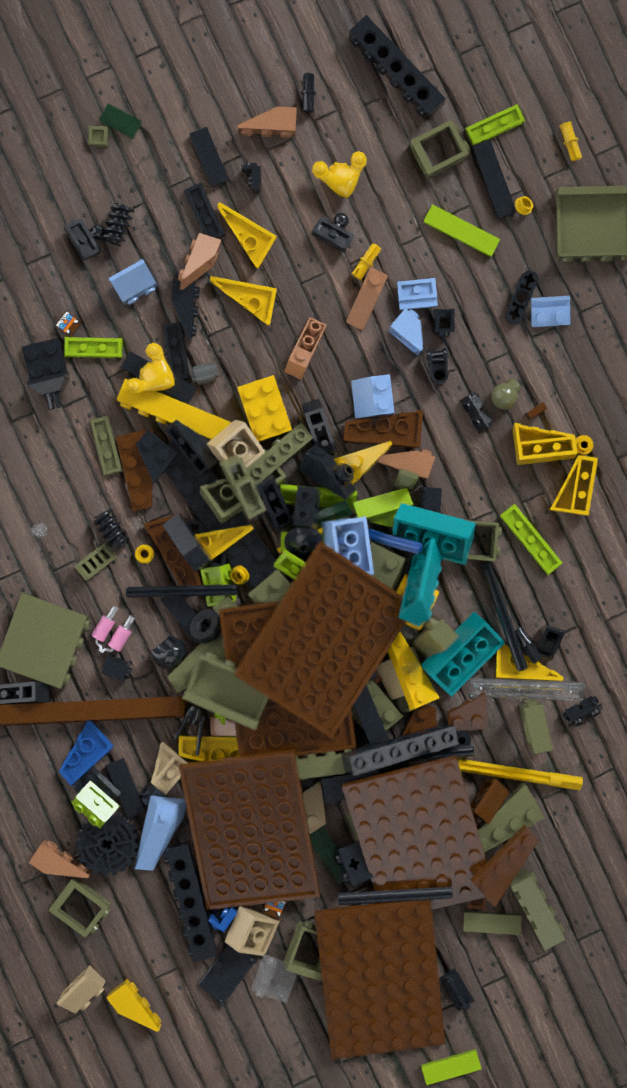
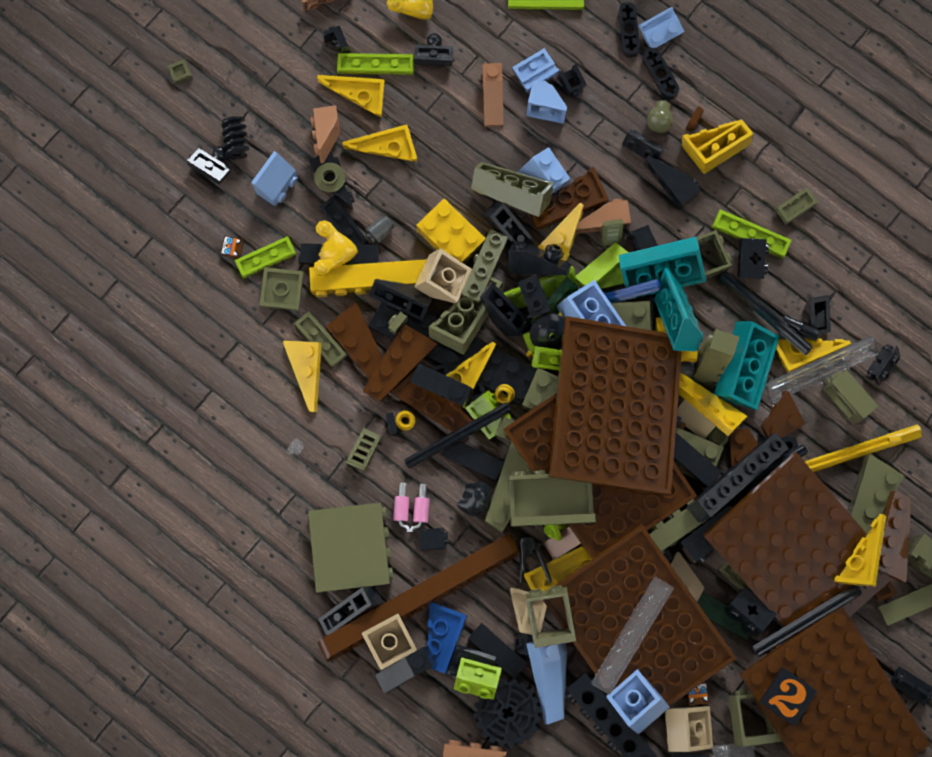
camera: 30 degrees left, 10 degrees down
(36, 738) = (389, 641): none -> tan slope
(41, 766) = (406, 669): none -> black slope
(47, 370) = (232, 297): black plate -> none
(82, 462) = (305, 362): none -> yellow wing
(93, 384) = (281, 289): none -> olive plate
(110, 530) = (363, 413): black piece -> none
(120, 121) = (193, 49): clear green tile -> none
(130, 552) = (391, 424): none -> black tile
(155, 454) = (371, 322): black wing -> none
(169, 497) = (400, 359): none -> reddish brown wing
(173, 805) = (555, 636): none -> olive window
(177, 466) = (397, 322): none -> olive plate
(182, 315) = (331, 186): none -> olive piece
(199, 620) = (507, 455): black tyre -> none
(204, 211) = (306, 90): black tile -> none
(209, 157) = (289, 42): black tile -> none
(217, 890) = (637, 702): none -> light blue slope
(226, 917) = (658, 729): blue bracket -> none
(240, 835) = (632, 635): none -> clear plate
(243, 486) = (468, 305): olive slope -> none
(277, 216) = (375, 64): none -> lime tile
(305, 348) = (460, 165): nougat slope -> none
(339, 397) = (513, 188): none -> olive wedge
(343, 950) = (788, 696): none -> black tile
(366, 261) = (475, 64): yellow axle -> none
(438, 362) = (586, 119): black piece -> none
(466, 875) = (864, 563): none -> yellow wing
(487, 462) = (674, 182): none -> black slope
(488, 800) = (844, 484): reddish brown slope -> none
(518, 552) = (748, 268): none -> black brick
(523, 339) = (649, 64): none -> black beam
(578, 488) = (770, 167): yellow wedge -> none
(583, 534) = (796, 206): none -> olive plate
(588, 440) = (758, 124): yellow plate -> none

